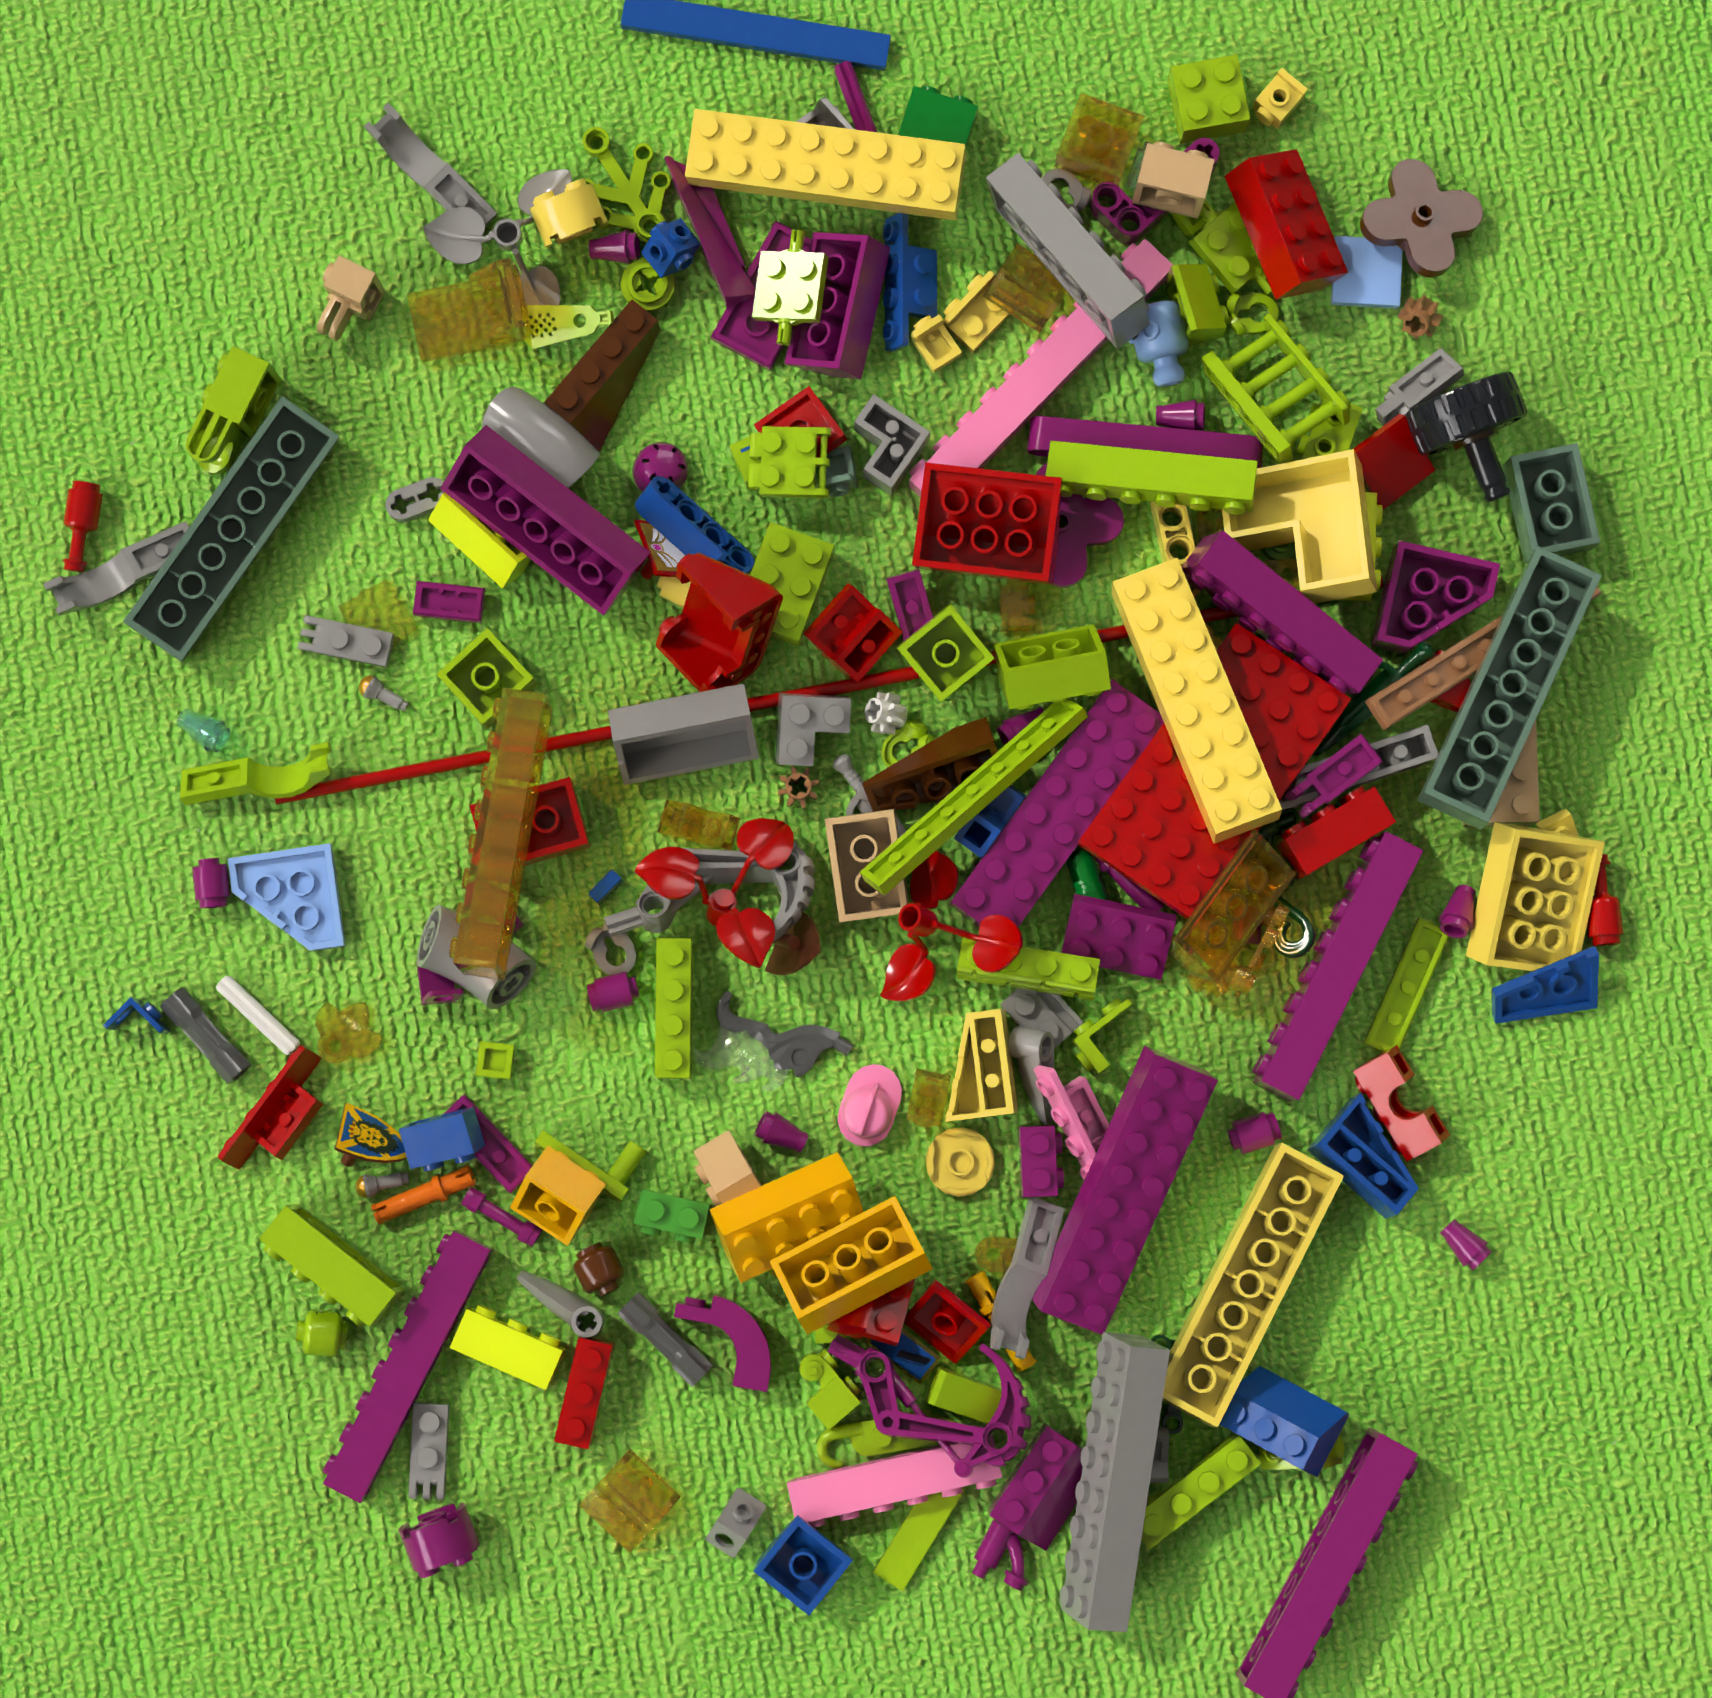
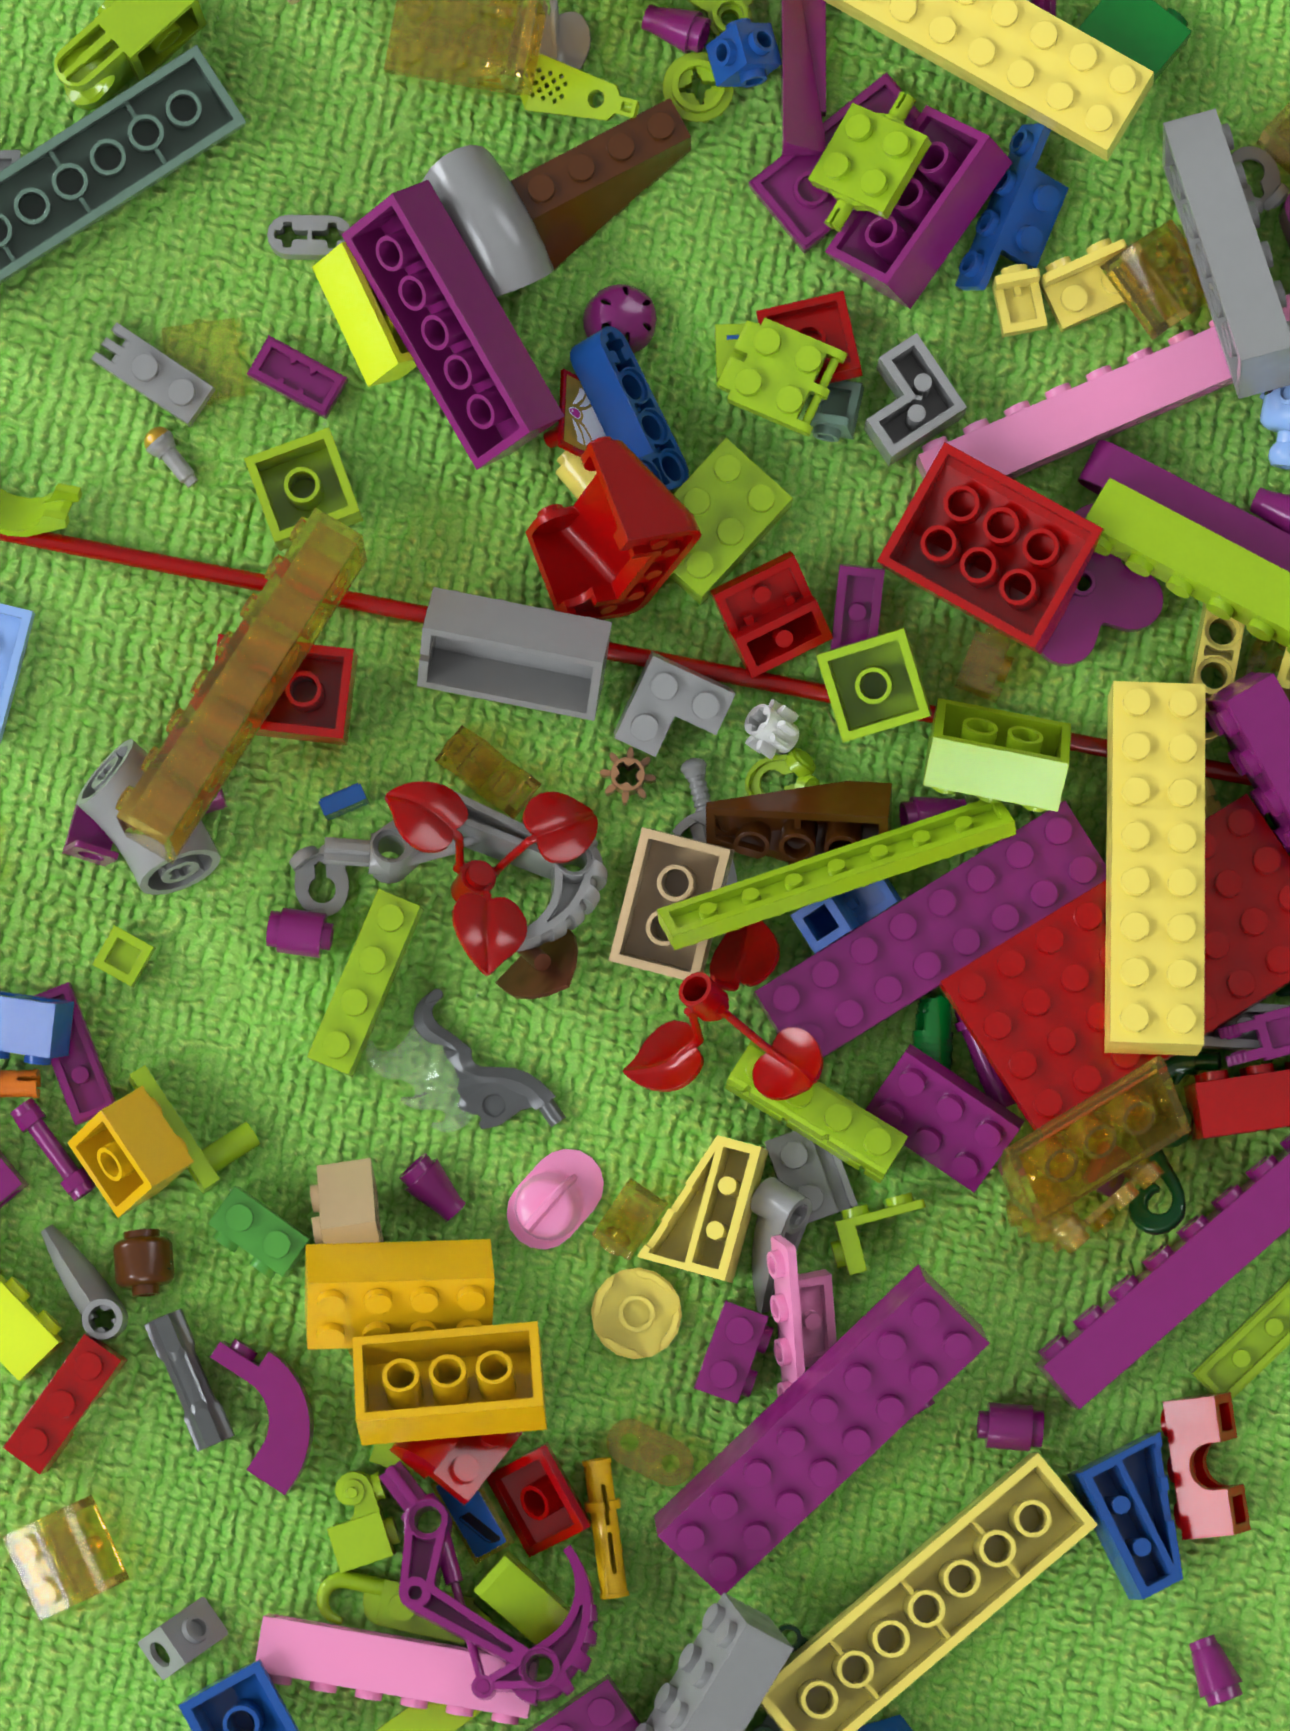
camera: 25 degrees right, 0 degrees up
(1024, 1275) = (656, 1484): light grey piece -> none

